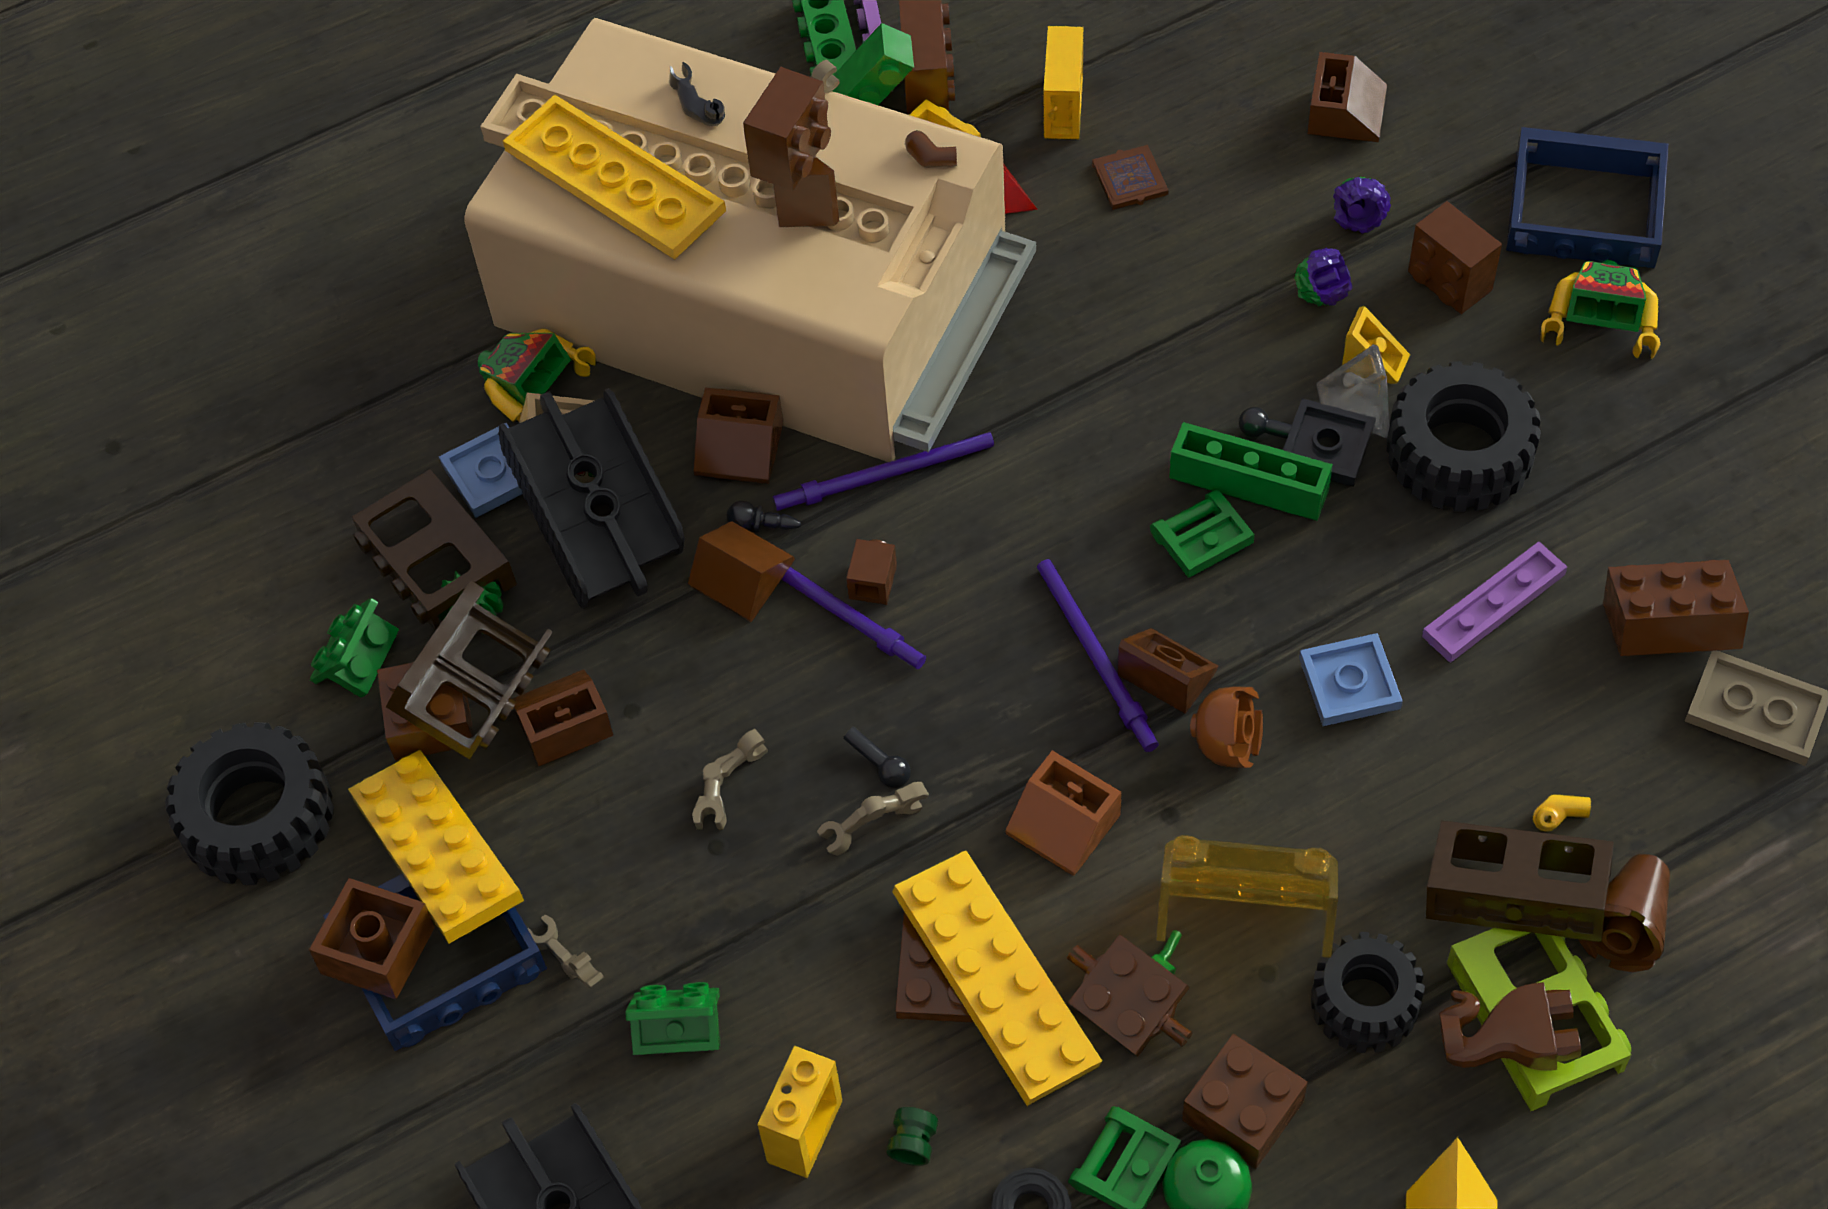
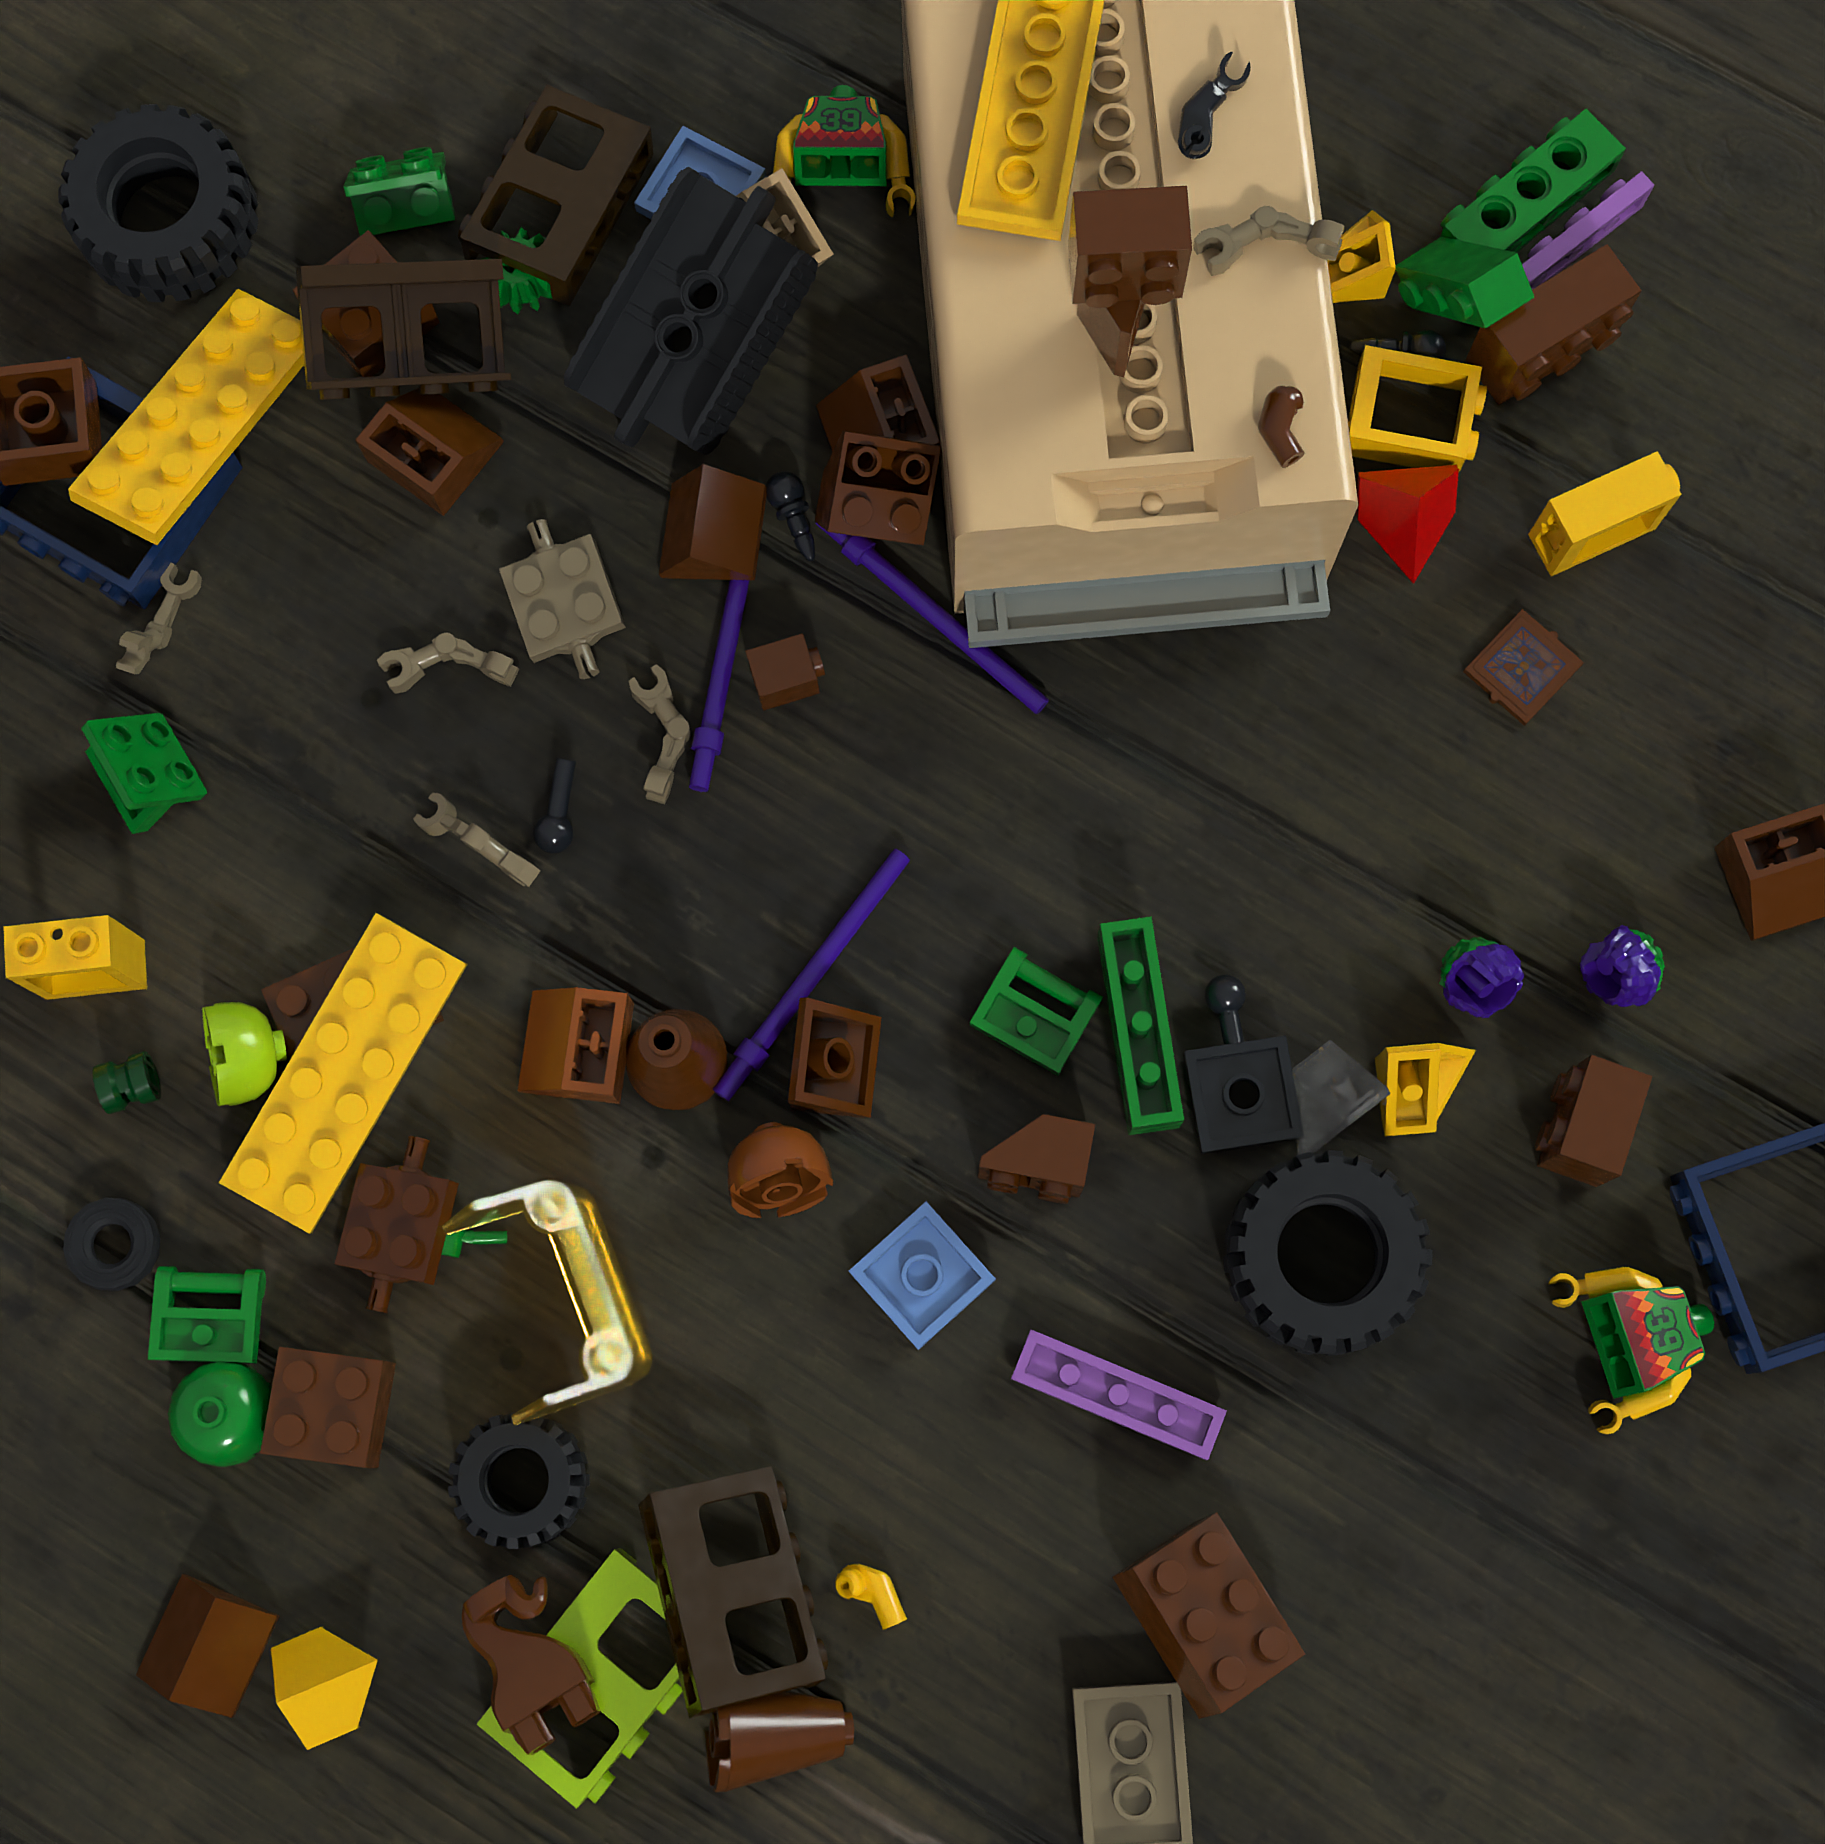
camera: 60 degrees right, 20 degrees up
(726, 685) = (562, 598): none -> dark tan plate
(786, 444) = (878, 488): none -> reddish brown slope
(868, 657) = (660, 700): none -> dark tan piece
(937, 1040) = (241, 1051): none -> lime cylinder
(1112, 750) = (685, 1072): none -> reddish brown cone
(1313, 560) = (1041, 1156): none -> reddish brown slope

